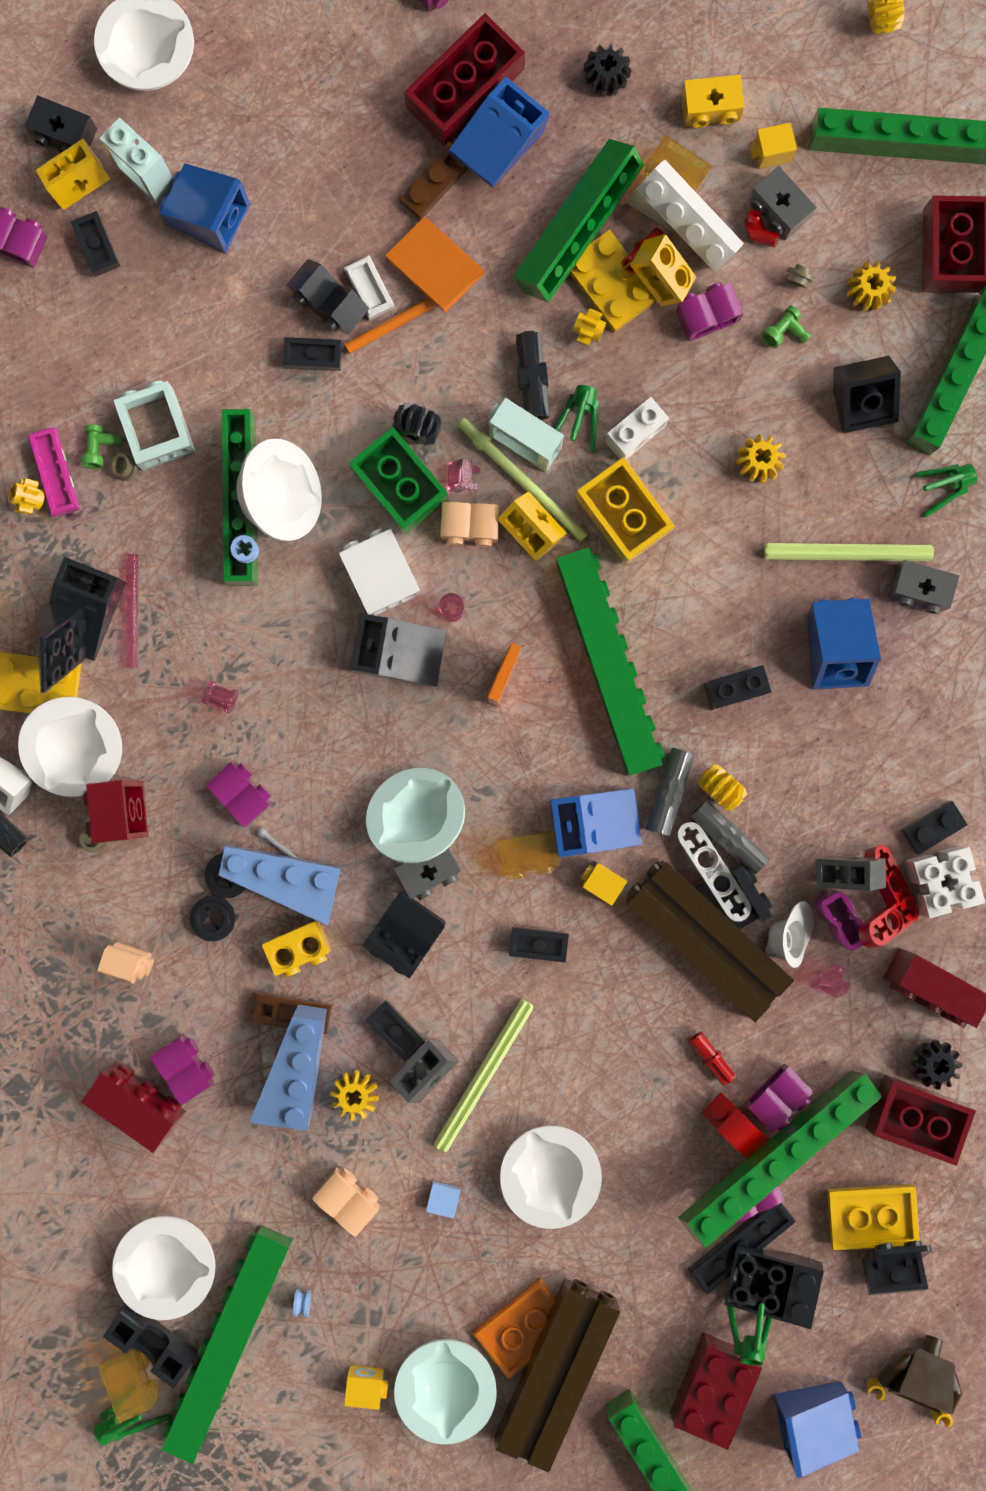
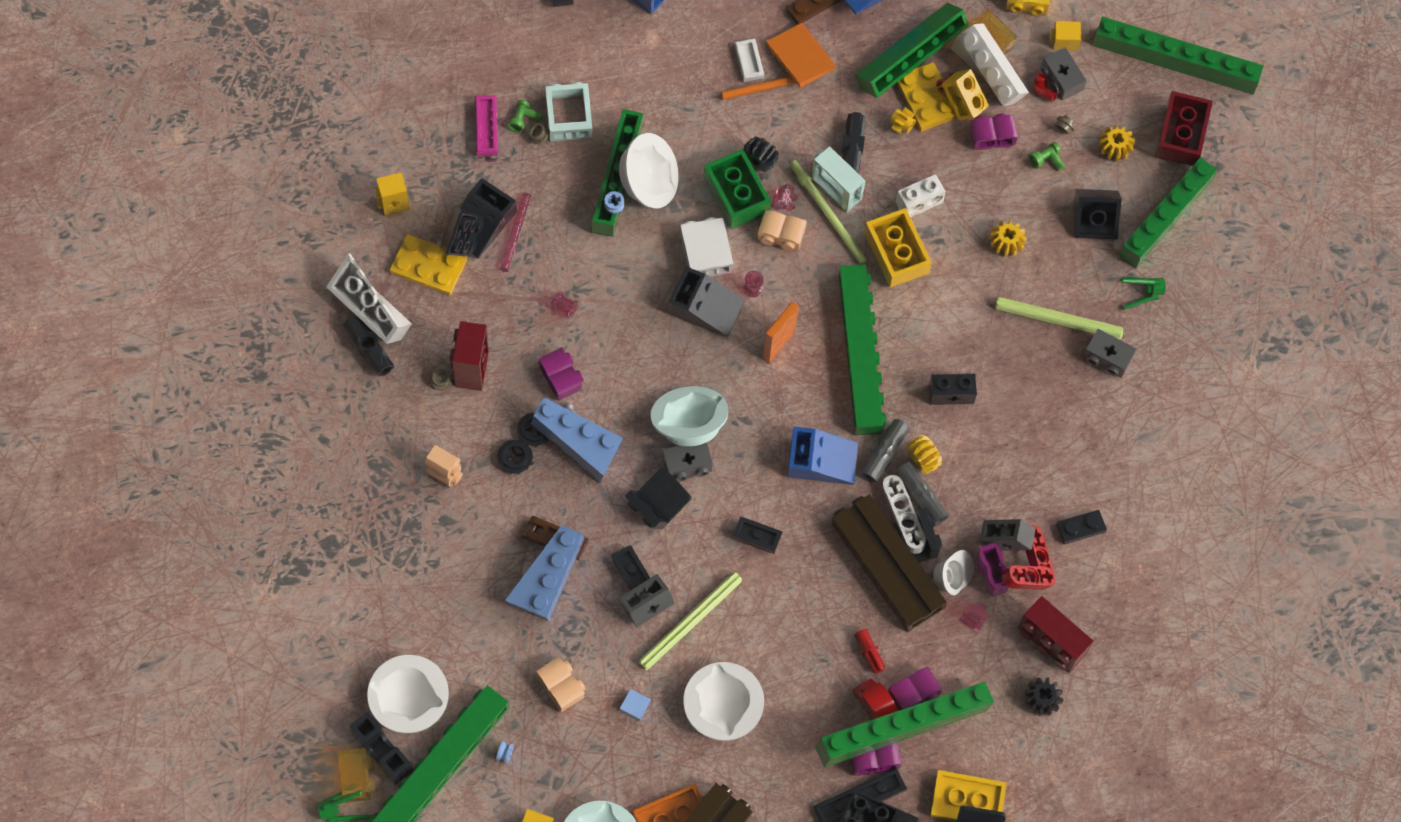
camera: 15 degrees right, 20 degrees down
(26, 496) = (462, 135): yellow gear -> none
(69, 745) = (442, 302): white piece -> none
(134, 1106) = (420, 568): dark red brick -> none
(183, 1068) = (462, 556): magenta brick -> none
(294, 943) = (572, 485): yellow brick -> none
(312, 354) = (696, 92): black plate -> none
(333, 302) = (716, 58): black brick -> none
(356, 1105) = (586, 615): yellow gear -> none
(527, 854) = (765, 467): clear yellow brick -> none
(531, 526) = (827, 241): yellow brick -> none
(583, 401) = (885, 170): green plant -> none
(602, 882) = (817, 502): yellow brick -> none
(842, 643) = (1038, 378): blue slope -> none
(920, 1120) = (1020, 730): dark red brick -> none
(960, 889) = (1068, 556): white brick -> none

